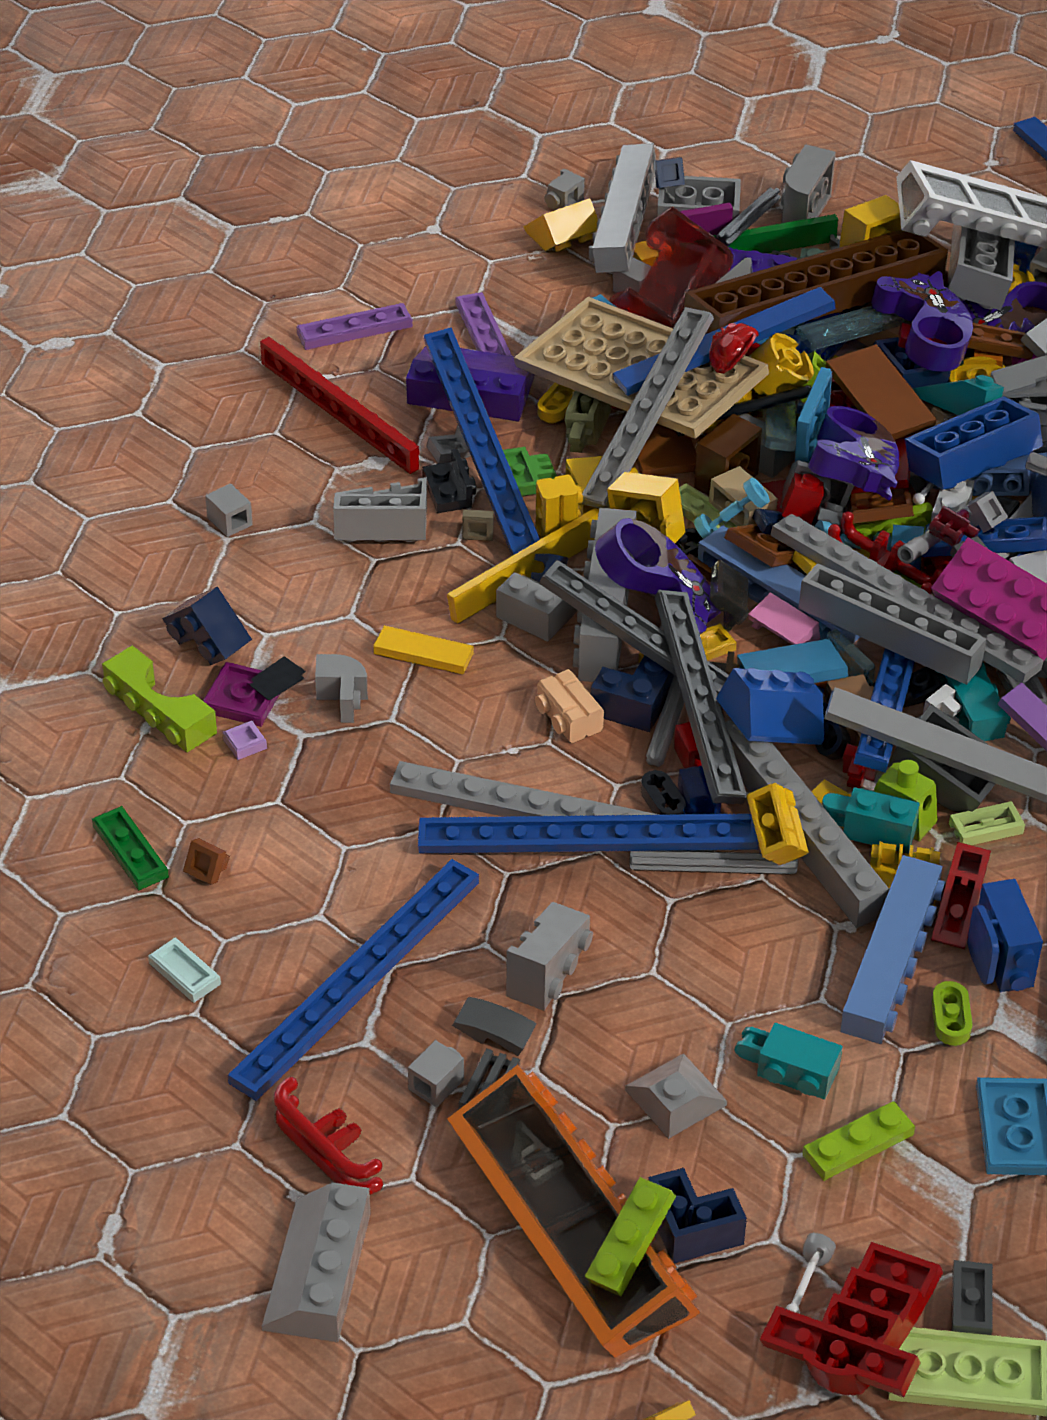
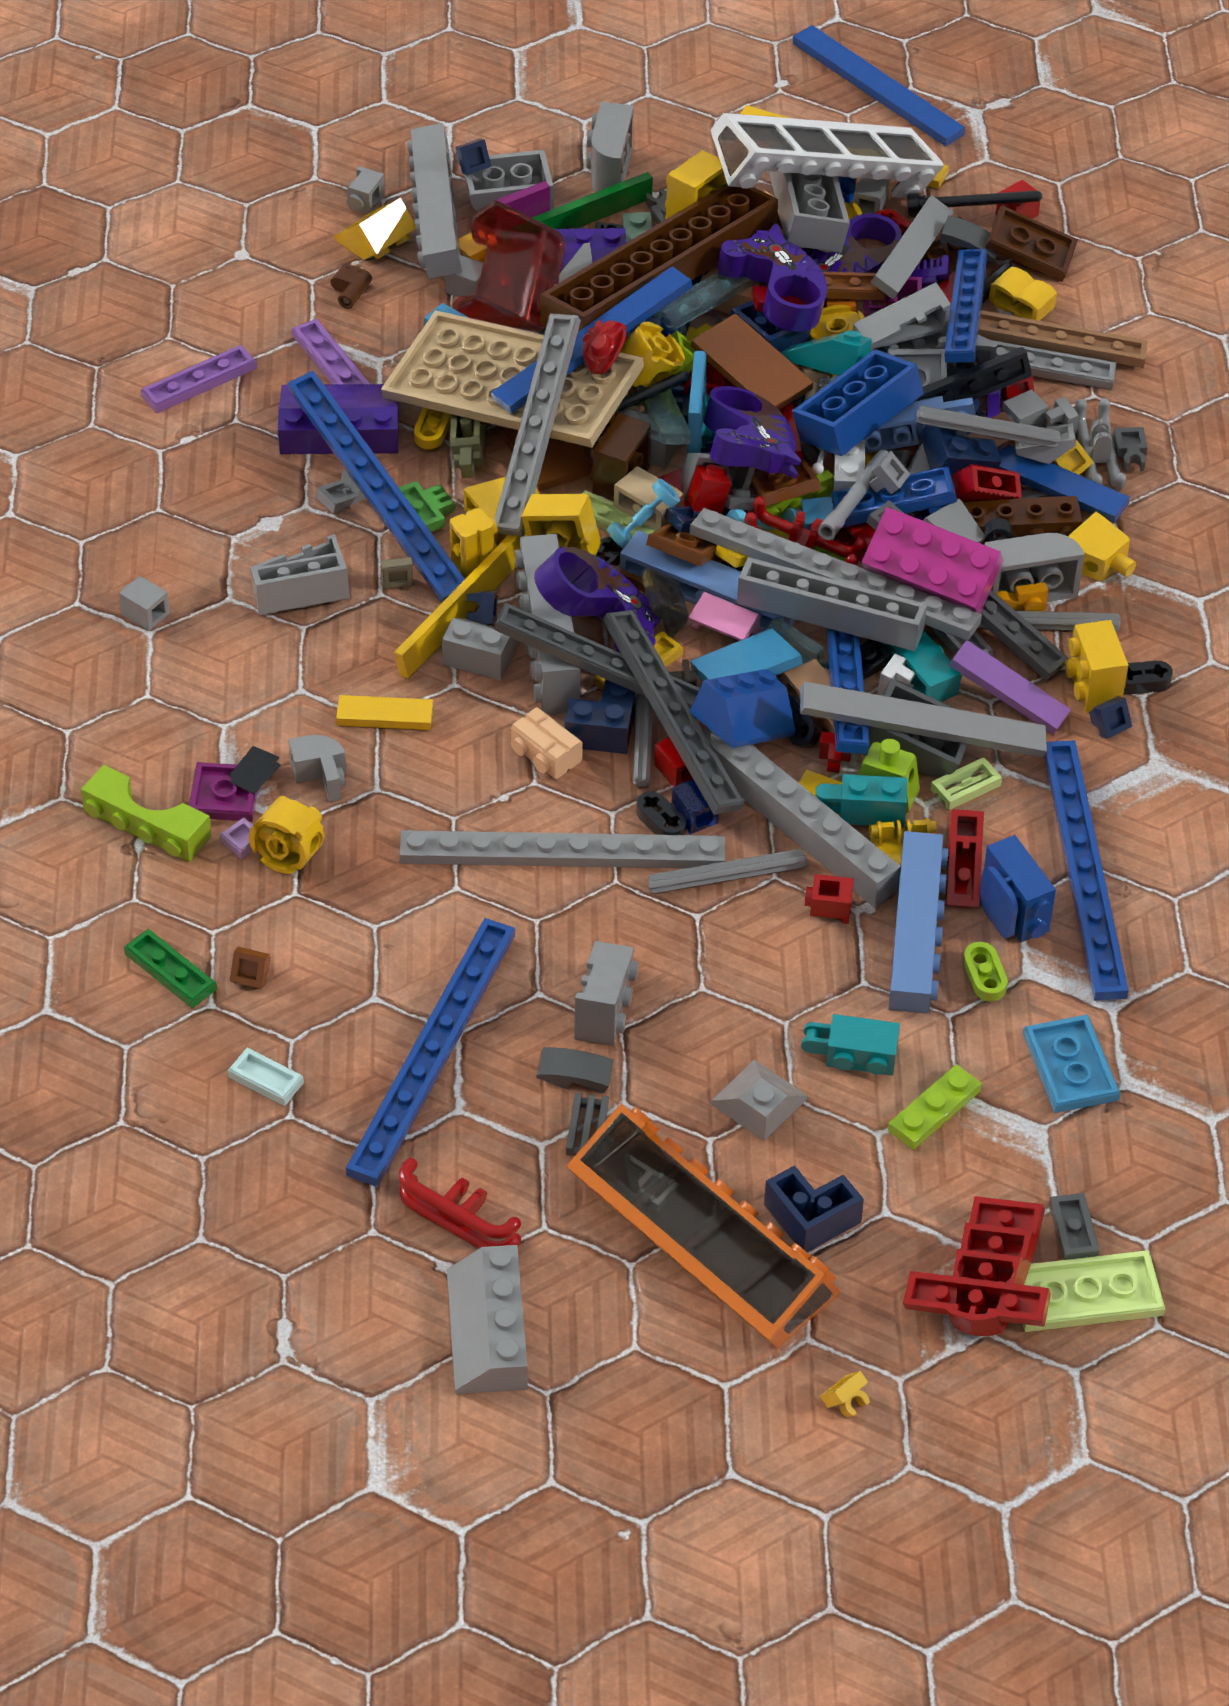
camera: 15 degrees left, 5 degrees up
(210, 623) = (172, 726): dark blue brick -> none
(283, 743) = (287, 835): none -> yellow brick
(340, 405) = (215, 469): red plate -> none
(436, 1073) = (537, 1125): light grey brick -> none
(450, 484) = (355, 533): black bracket -> none
(524, 268) = (352, 283): none -> reddish brown piece
(587, 833) = (604, 867): blue plate -> none
(630, 1236) = (765, 1237): lime plate -> none
(748, 216) = (563, 189): black axle -> none
(777, 824) = (782, 824): yellow brick -> none
(810, 907) = (830, 897): none -> red brick
(817, 1252) = (928, 1215): hinge -> none
(952, 526) = (863, 495): dark red arm -> none

